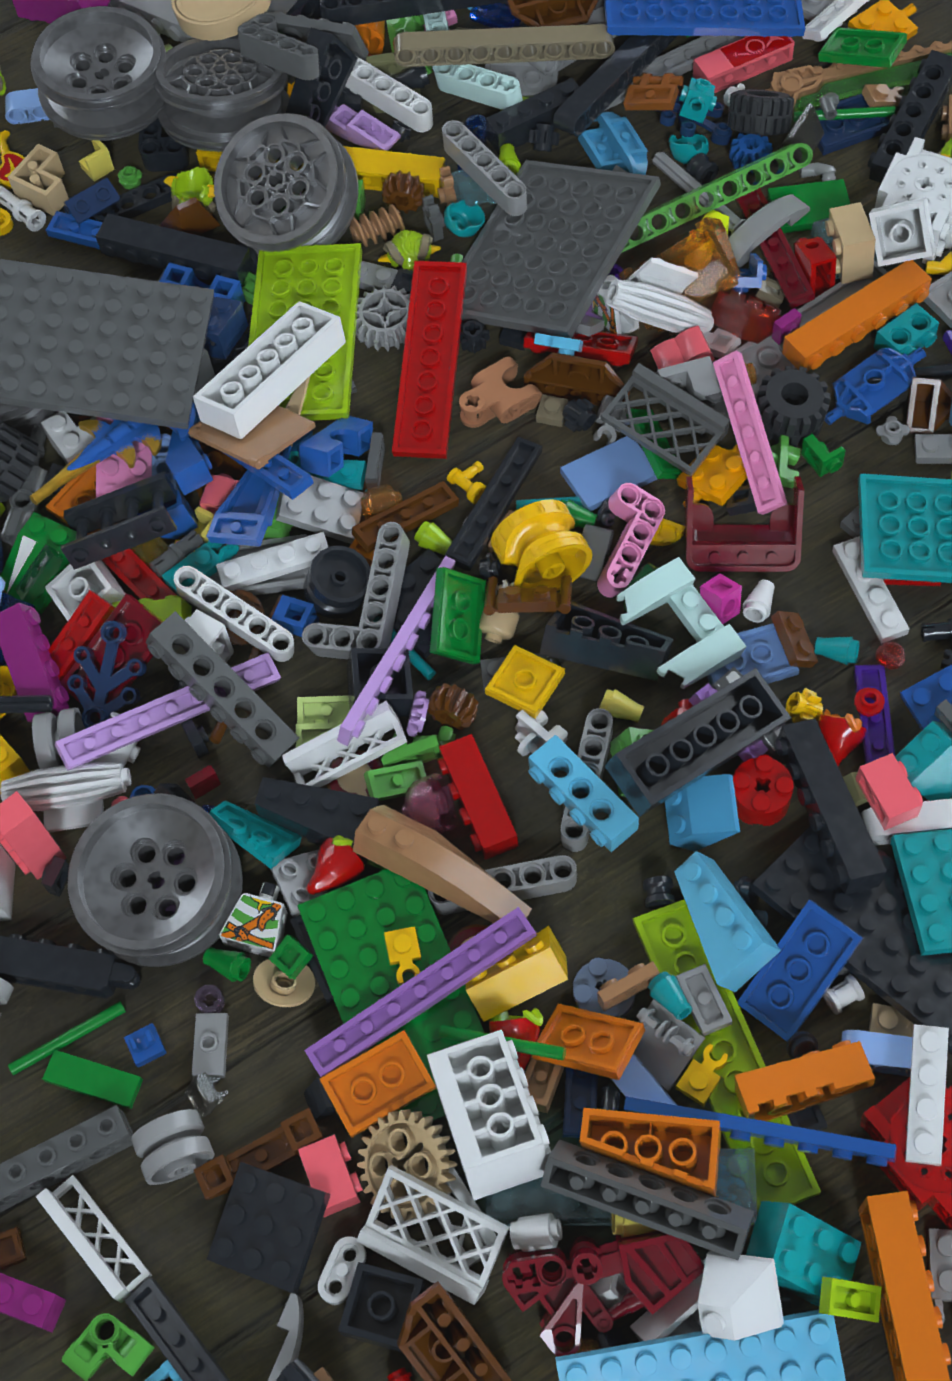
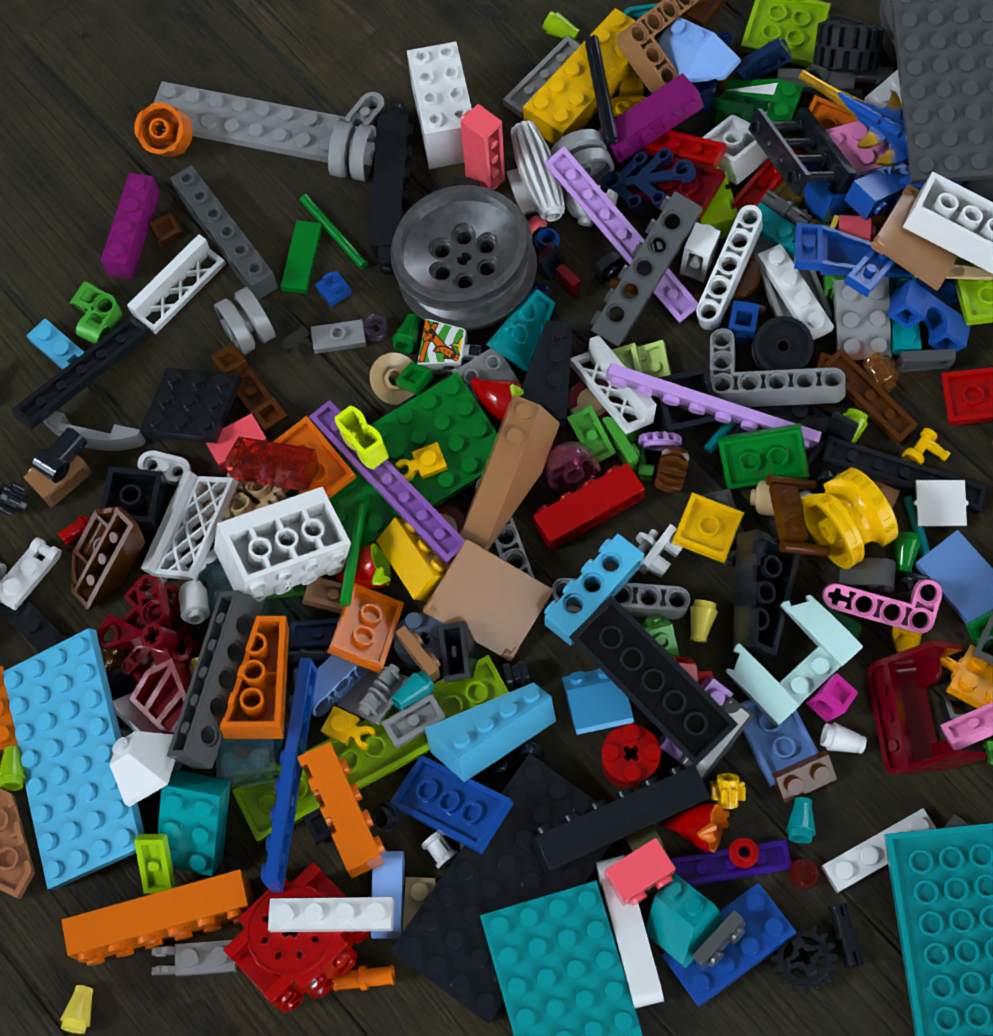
camera: 80 degrees right, 5 degrees up
(365, 1009) = (361, 437): none -> neon yellow brick
(380, 1118) = (272, 463): none -> clear red brick
(438, 541) = (842, 427): none -> black slope
(530, 475) = (940, 503): none -> white piece
(577, 904) = (491, 597): none -> medium nougat piece
(631, 945) = (458, 651): none -> black slope

